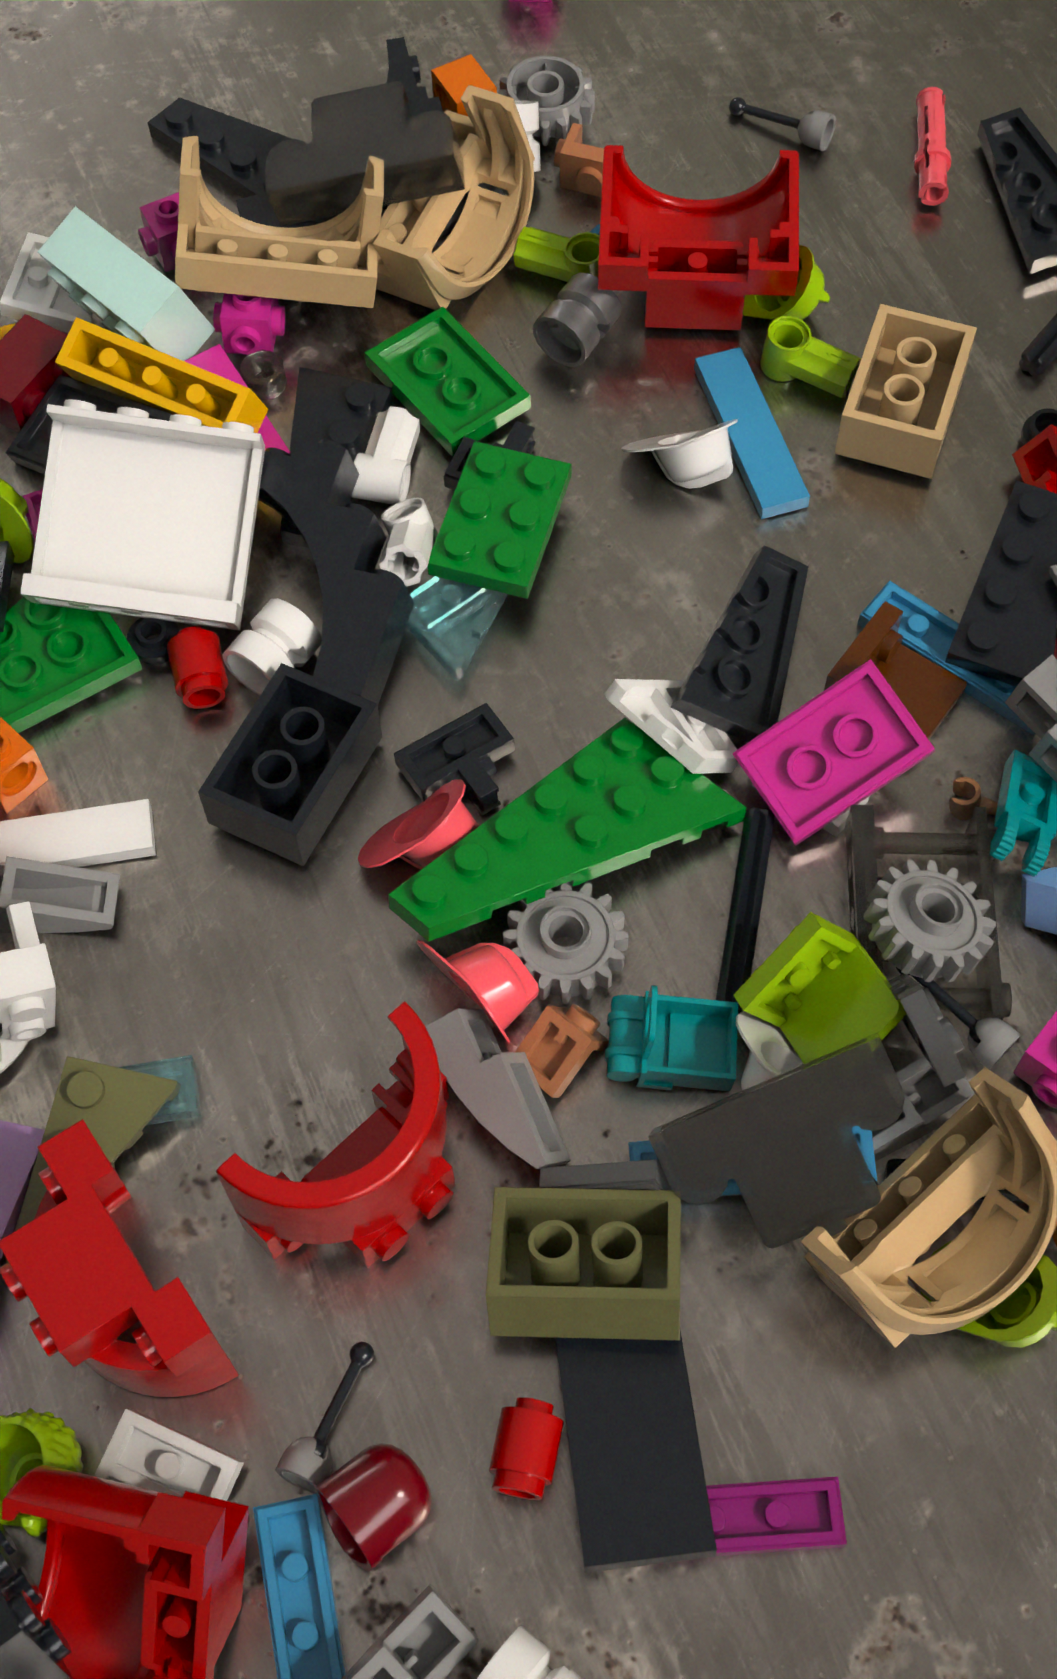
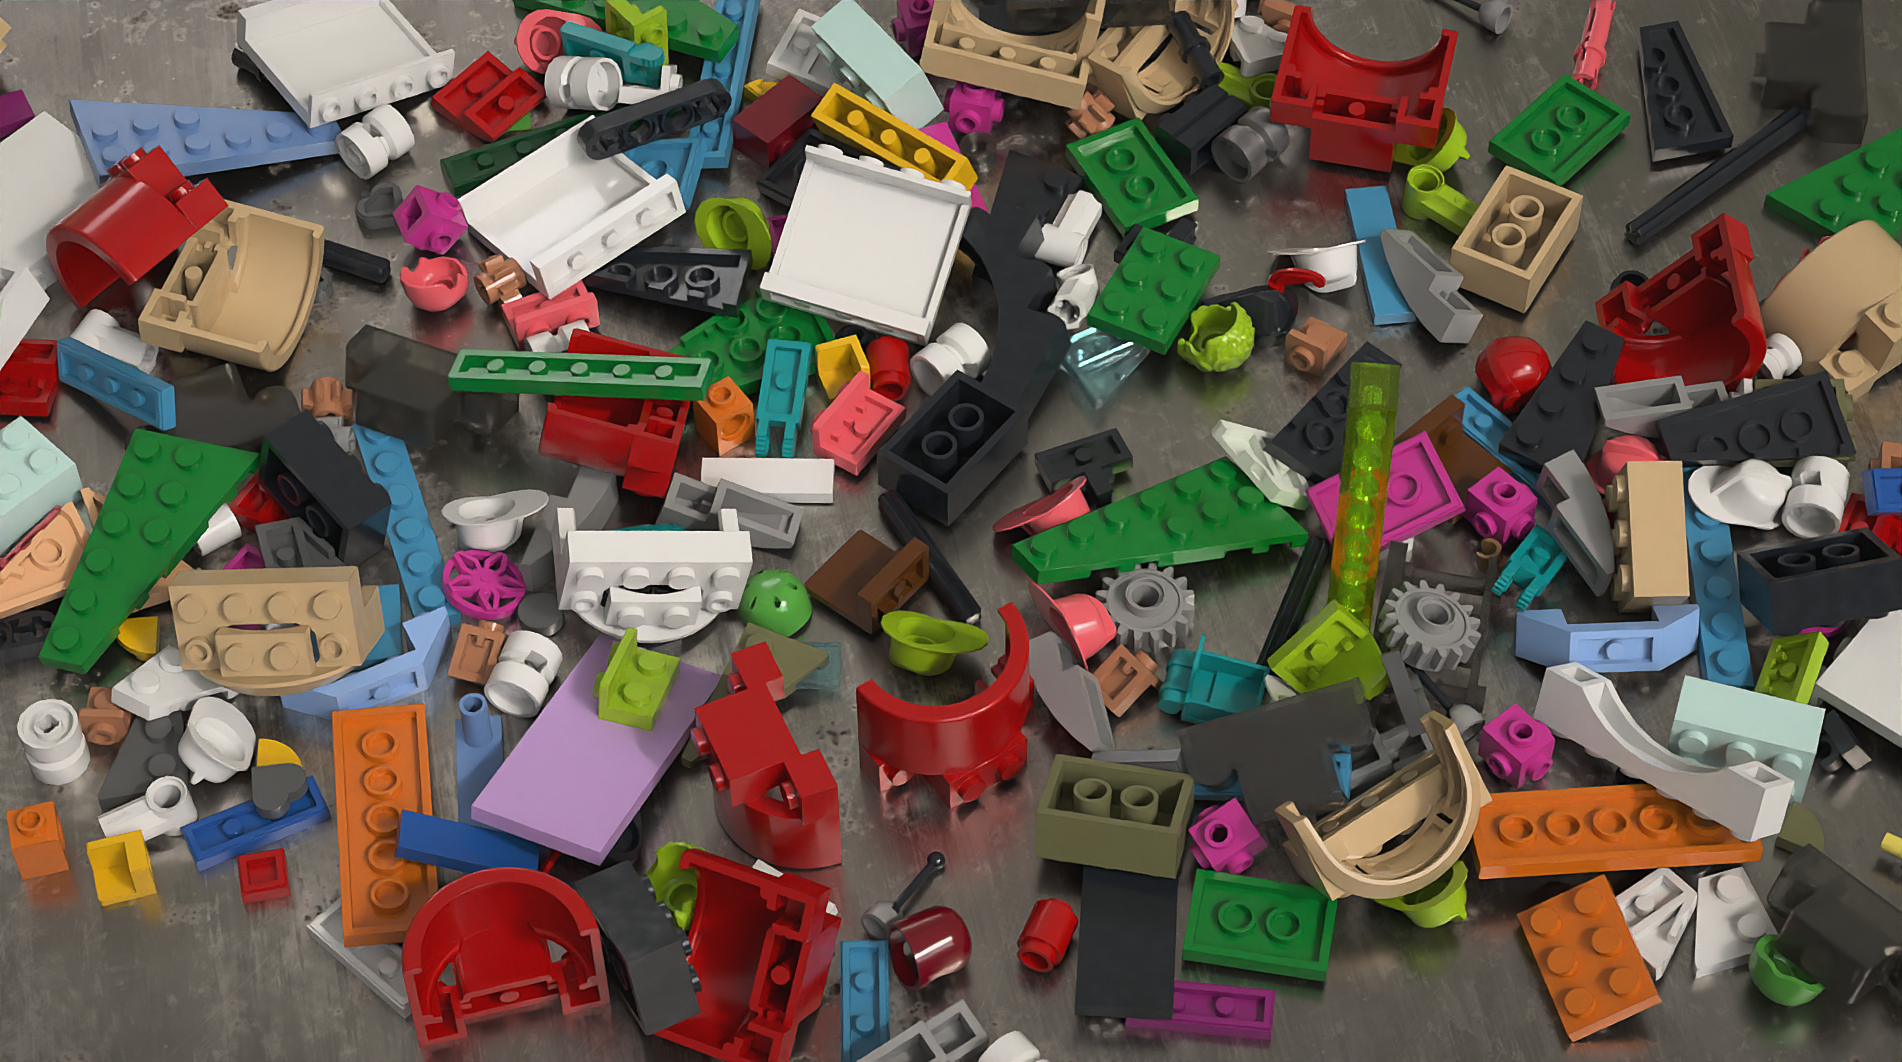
camera: 10 degrees right, 10 degrees down
(71, 725) = (782, 393): none -> teal hinge
(89, 999) = (768, 590): none -> bright green helmet
(142, 681) = (838, 363): none -> yellow panel
(167, 750) = (855, 425): none -> coral bracket
(214, 959) = (869, 579): none -> reddish brown bracket
(287, 915) = (941, 573): none -> black axle
(305, 1039) = (929, 643): none -> lime piece
(389, 312) = (1092, 115): none -> nougat gear
(494, 217) = (1195, 50): none -> black pin
(510, 307) = (1192, 128): none -> black brick
(565, 203) = (1256, 46): none -> white wing
(586, 567) = (1218, 338): none -> lime hair
(631, 524) = (1271, 306): none -> black piece
(699, 558) = (1314, 346): none -> nougat bracket
(743, 1246) = (1226, 838): none -> dark pink brick
(798, 1382) = (1259, 925): none -> green plate
(821, 464) = (1430, 287): none -> light grey slope
(845, 772) = (1363, 486): none -> clear neon green brick
(920, 254) = (1559, 131): none -> green plate
(941, 555) = (1512, 371): none -> red cap
(971, 736) = (1501, 507): none -> dark pink brick

